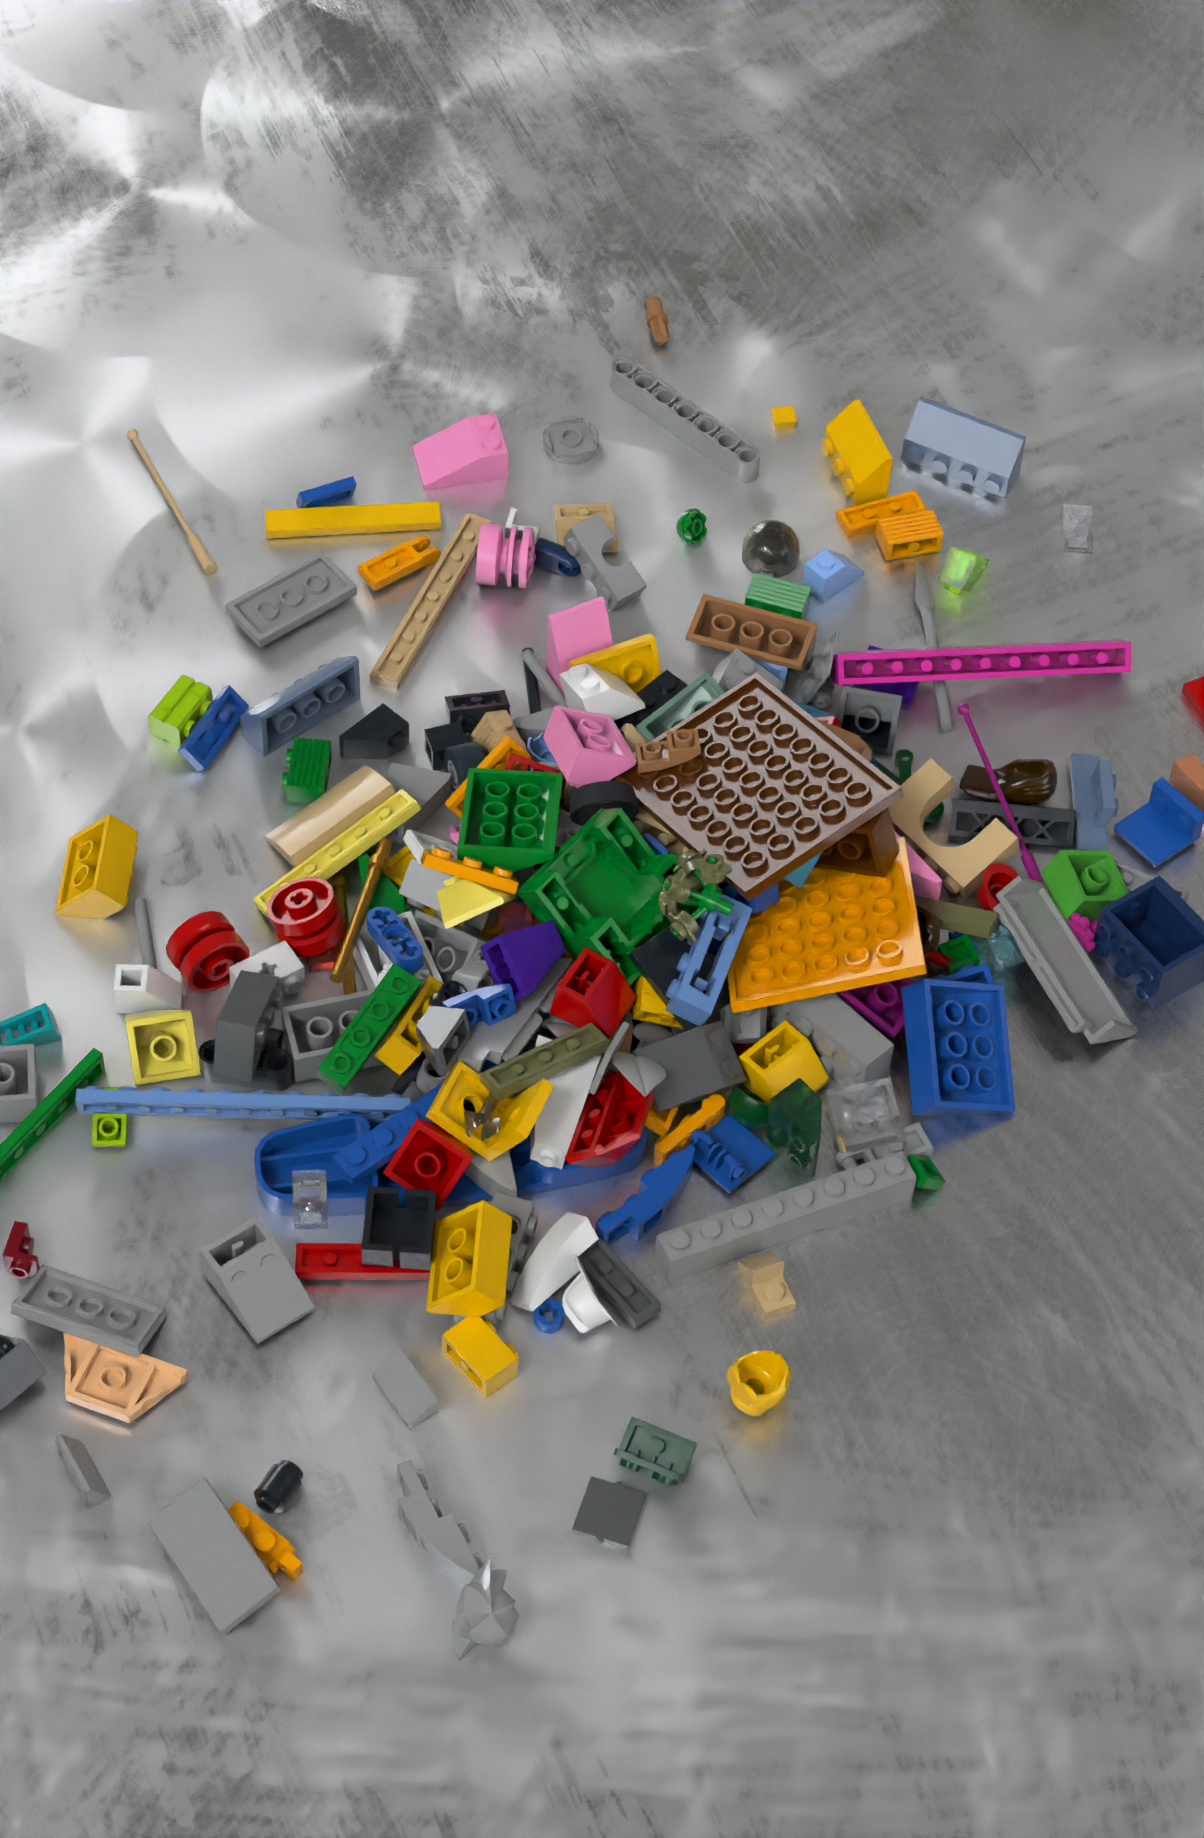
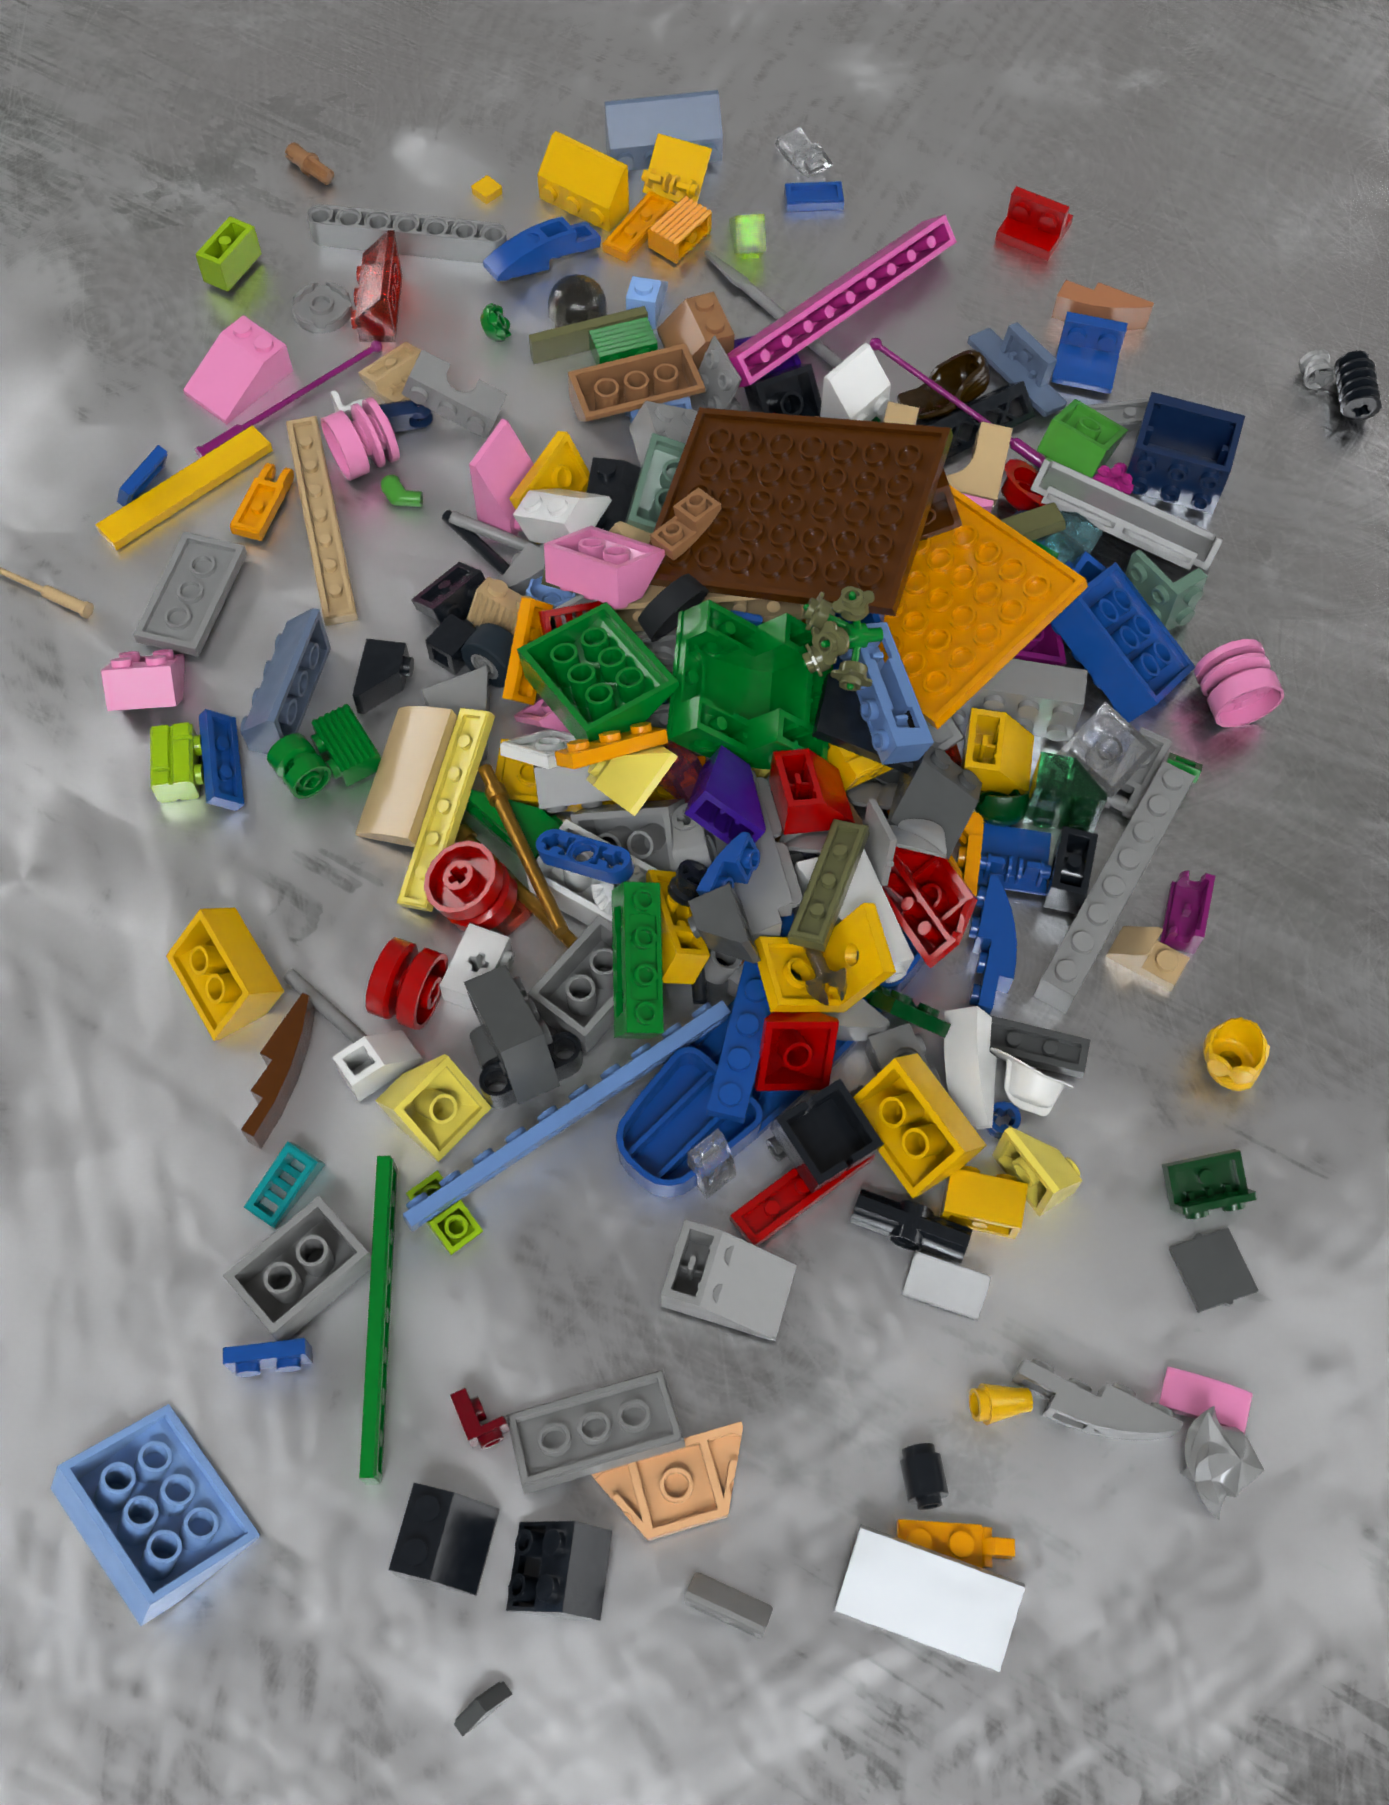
camera: 35 degrees left, 10 degrees up
(91, 951) = (284, 1061): none -> reddish brown slope
(206, 641) = (144, 680): none -> bright pink slope
(262, 764) = (299, 765): none -> green wheel
(372, 1481) = (996, 1402): none -> yellow cone
(416, 1335) = (911, 1225): none -> black piece
(503, 614) = (398, 495): none -> bright green arm
(521, 1581) = (1194, 1394): none -> bright pink slope
(529, 359) = (228, 253): none -> lime brick
(539, 1359) = (1041, 1166): none -> light yellow slope
(540, 1195) = (905, 1008): none -> dark green plate
(584, 493) = (375, 347): none -> magenta piece
(620, 453) = (378, 291): none -> clear red slope
(741, 571) = (574, 337): none -> olive tile
(758, 1178) = (1070, 870): none -> black brick
(773, 483) = (535, 246): none -> blue slope
(826, 1273) = (1187, 912): none -> magenta hinge
(853, 615) = (695, 324): none -> medium nougat slope
(918, 735) = (856, 388): none -> white slope
(947, 485) = (676, 169): none -> yellow hinge
(1024, 1136) = (1238, 683): none -> bright pink wheel
(1033, 1046) = (1170, 601): none -> sand green bracket
(1053, 569) = (814, 196): none -> blue tile

